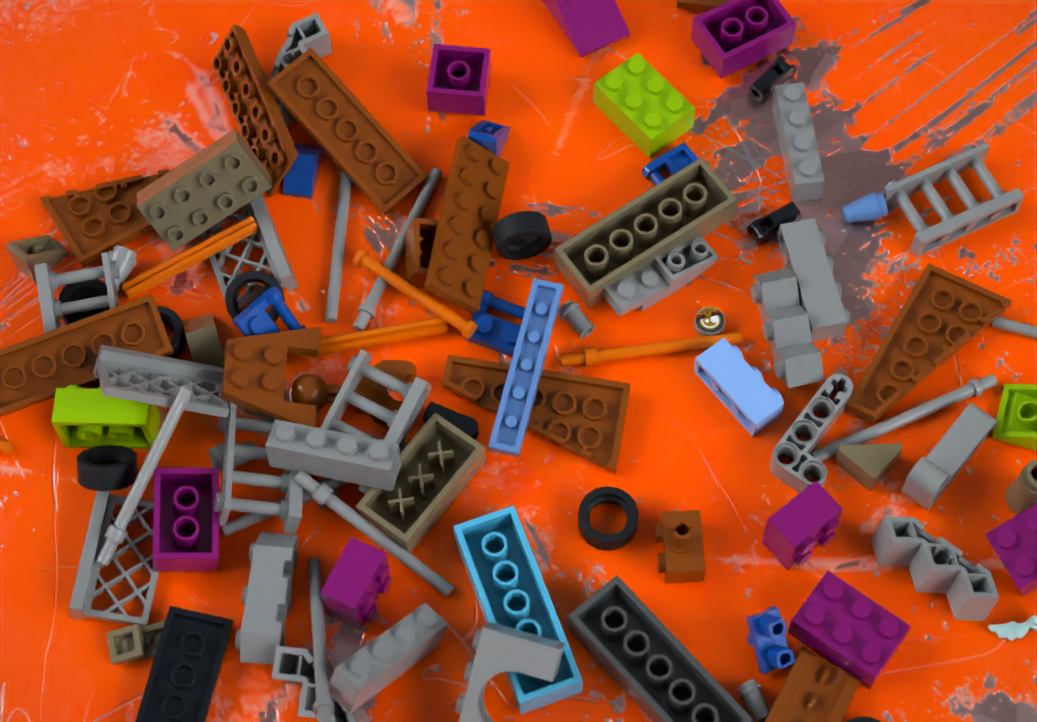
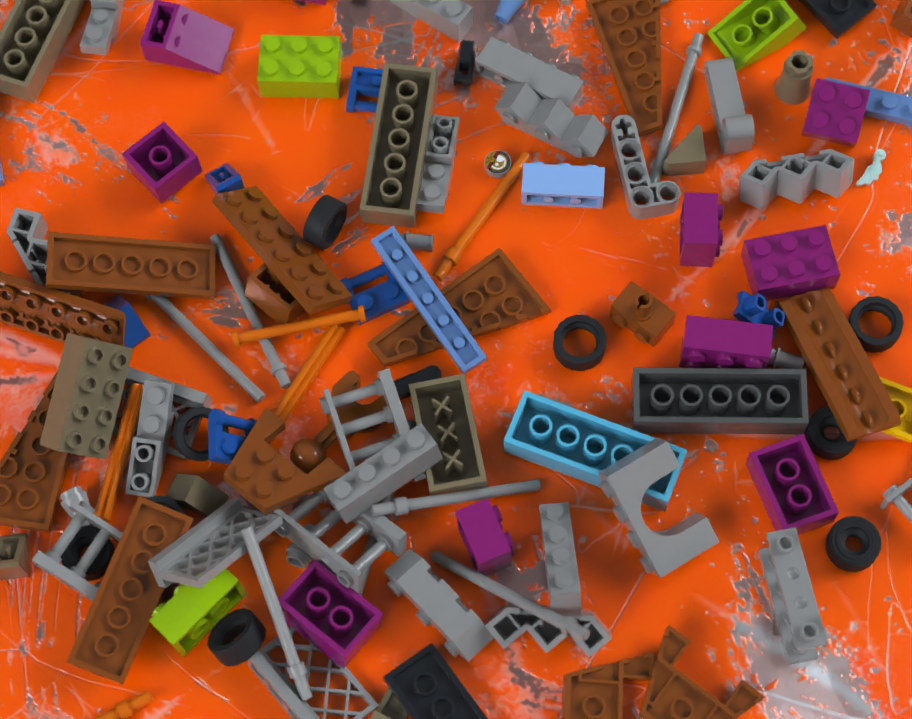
camera: 45 degrees left, 5 degrees up
(214, 272) = (152, 439): none -> light grey slope
(712, 635) = (725, 344): none -> magenta brick

